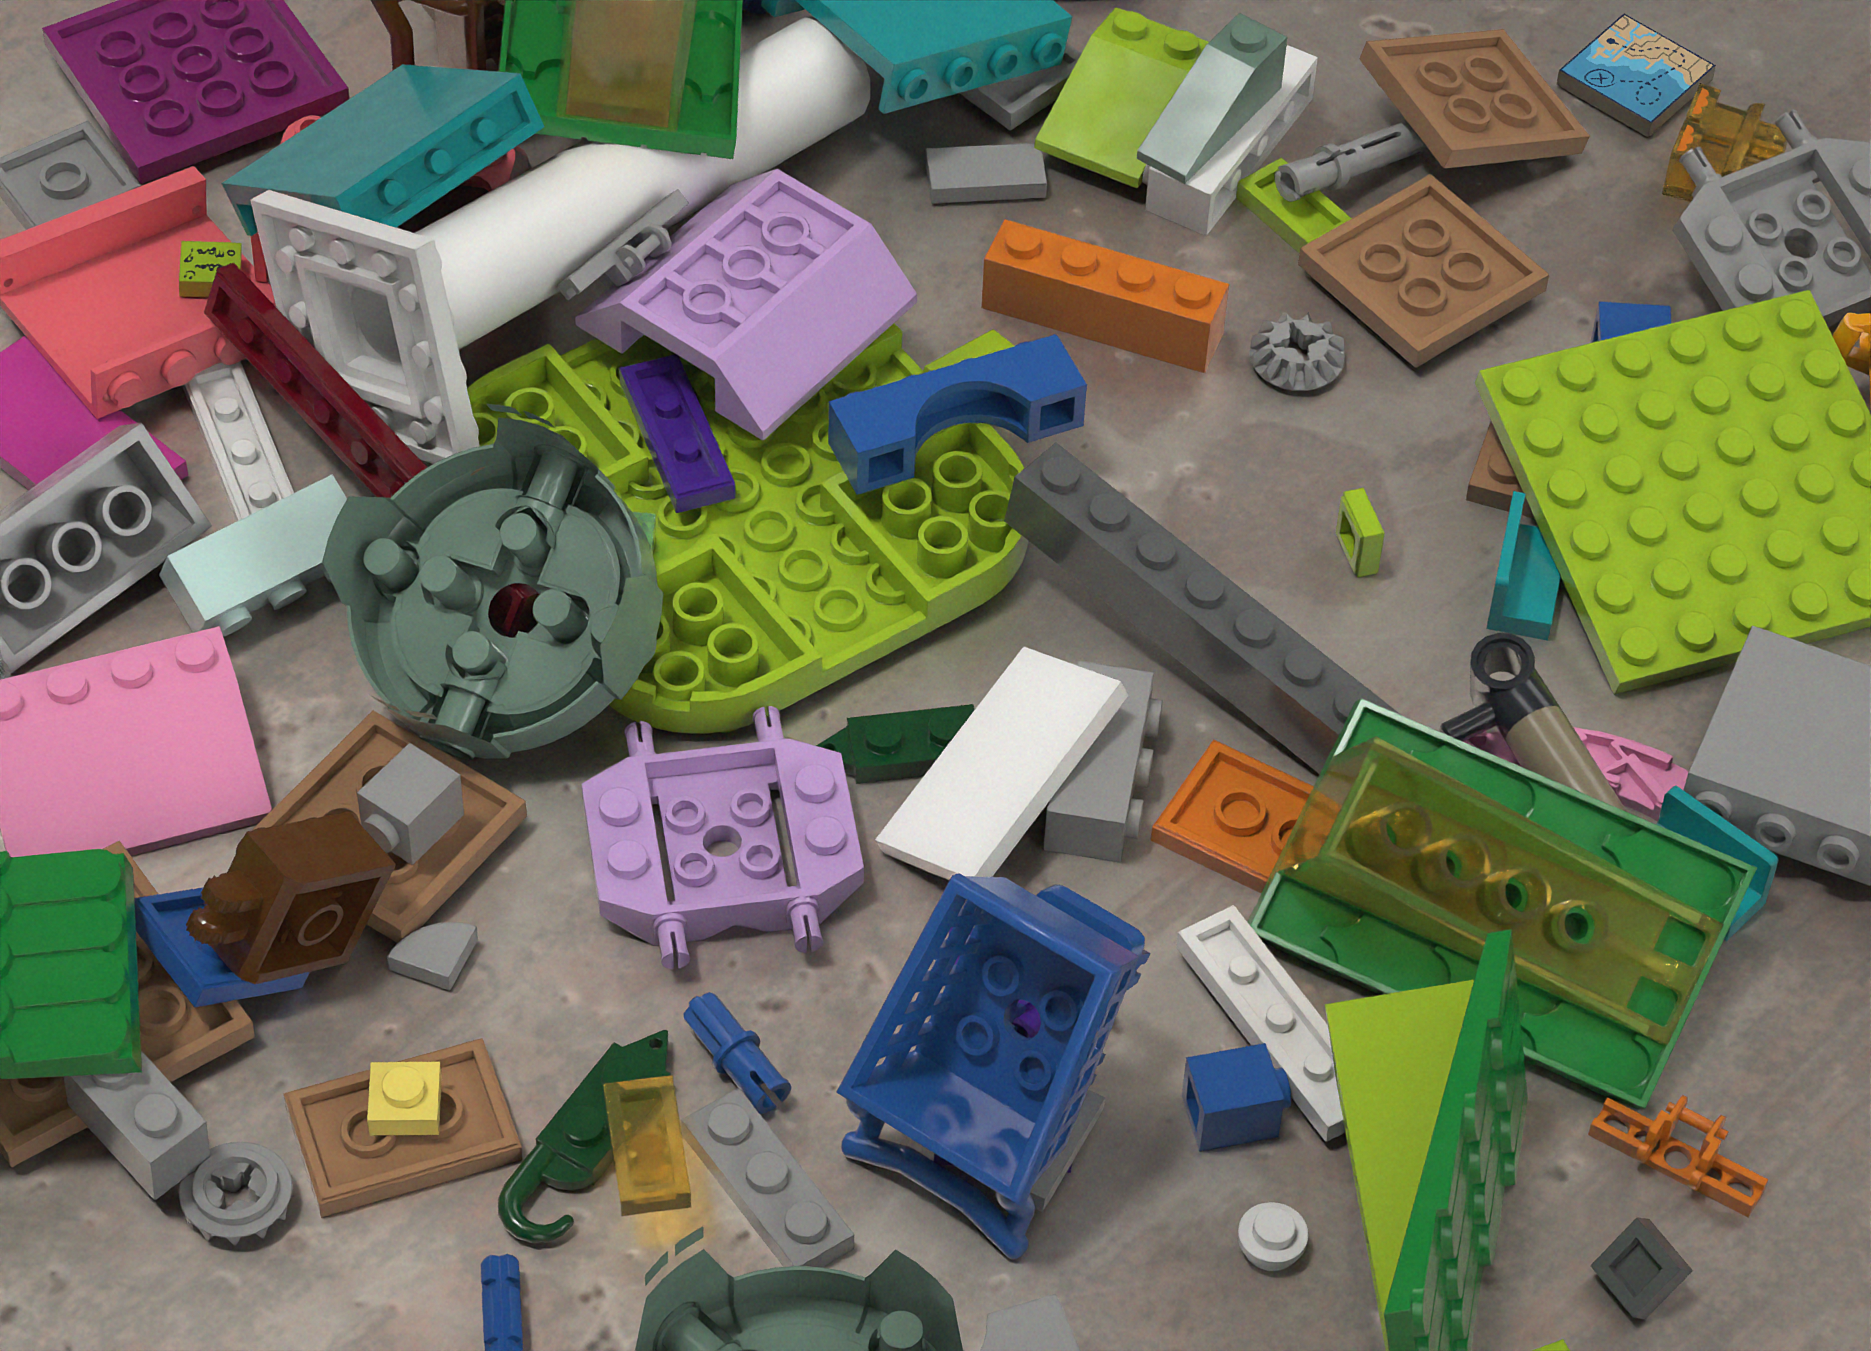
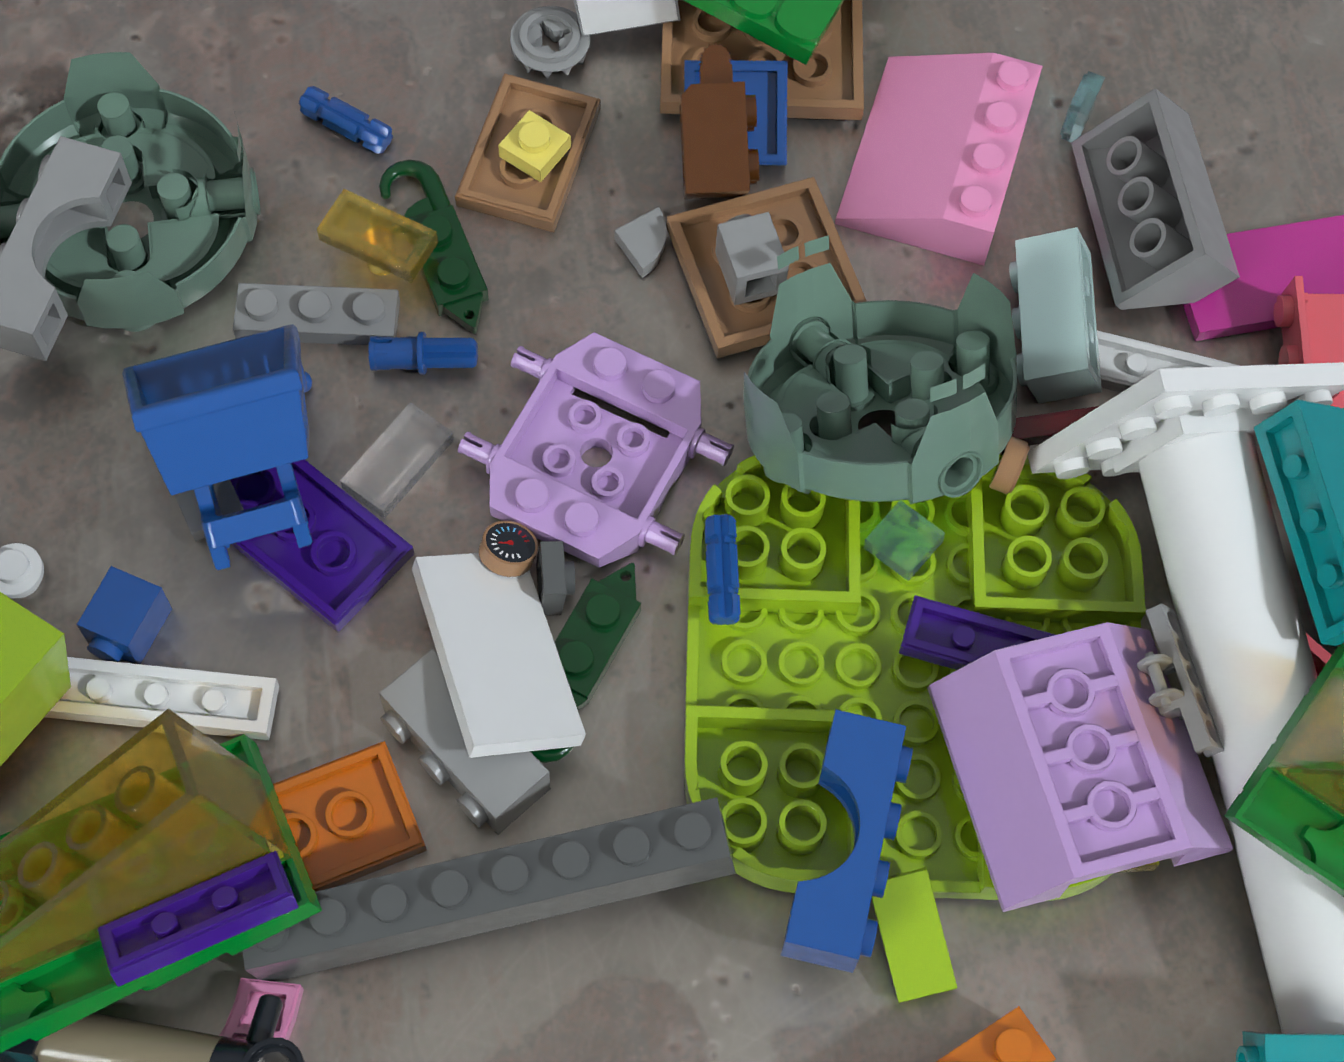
camera: 125 degrees right, 15 degrees up
(779, 634) = (722, 569): none -> blue axle
(842, 1004) = (397, 460): none -> clear tile
(884, 788) = (554, 577): none -> dark grey plate
(891, 831) = (508, 548): none -> tile
(1473, 762) = (196, 918): none -> dark purple tile

